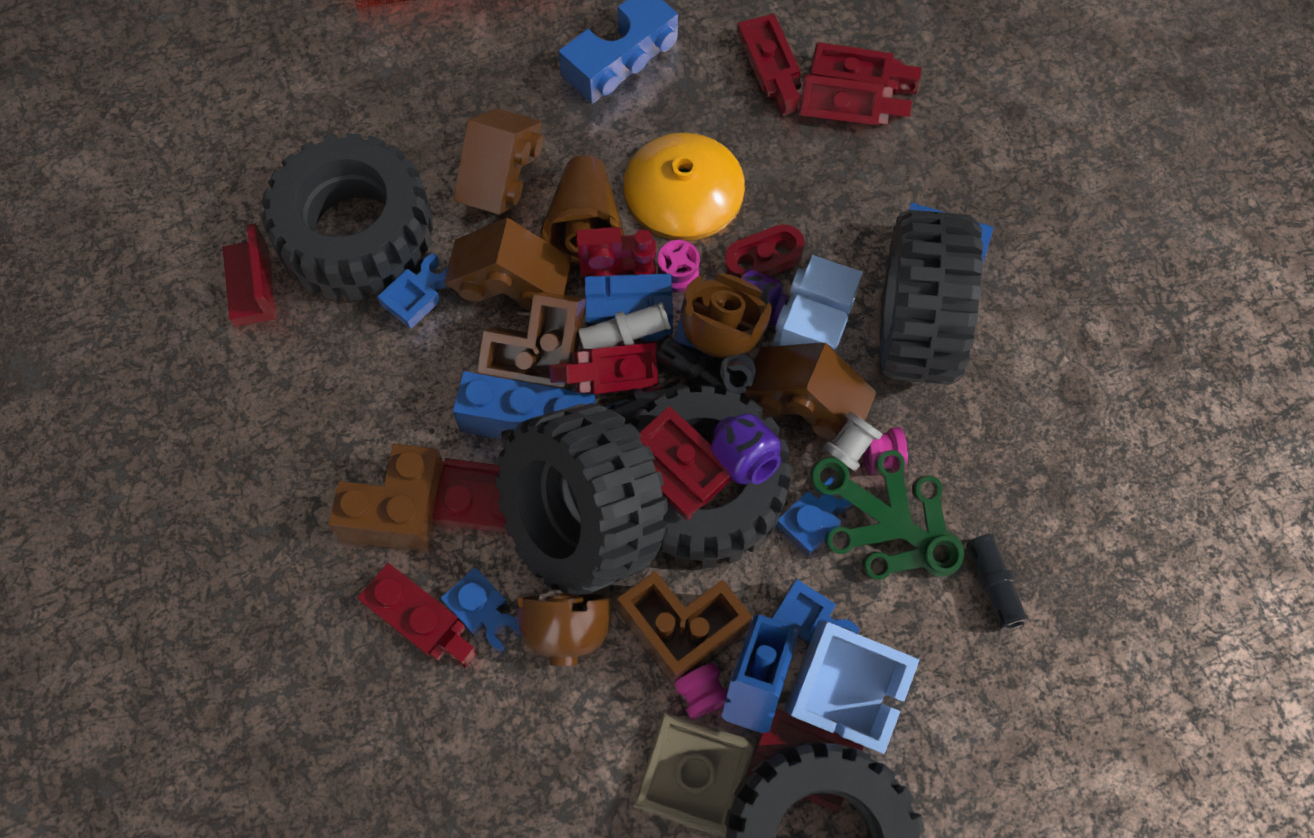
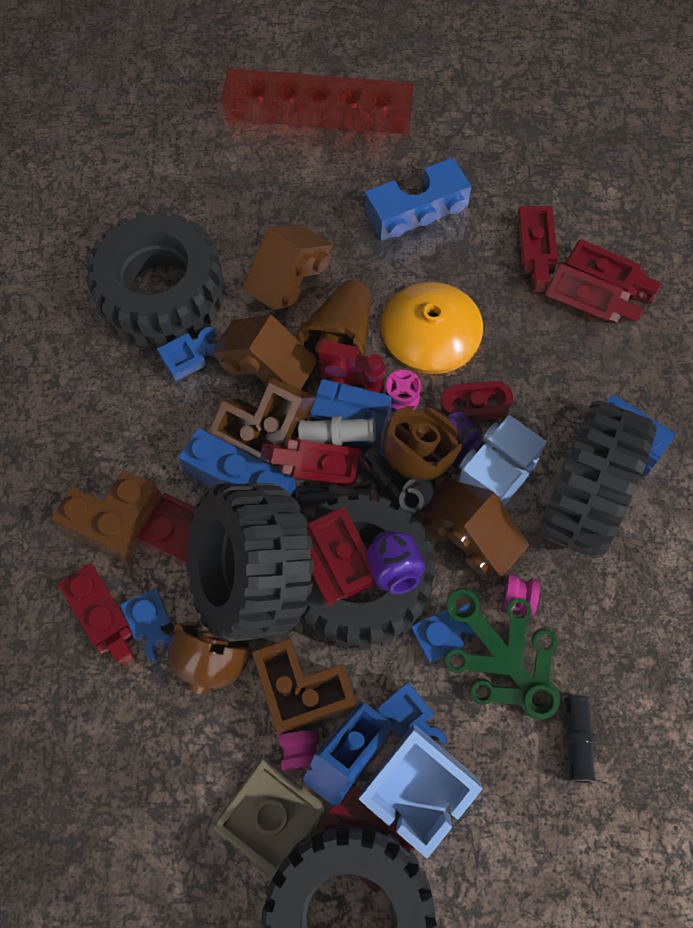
camera: 20 degrees right, 0 degrees up
(249, 280) = (67, 308): dark red panel -> none
(852, 440) = (492, 580): light grey bush -> none

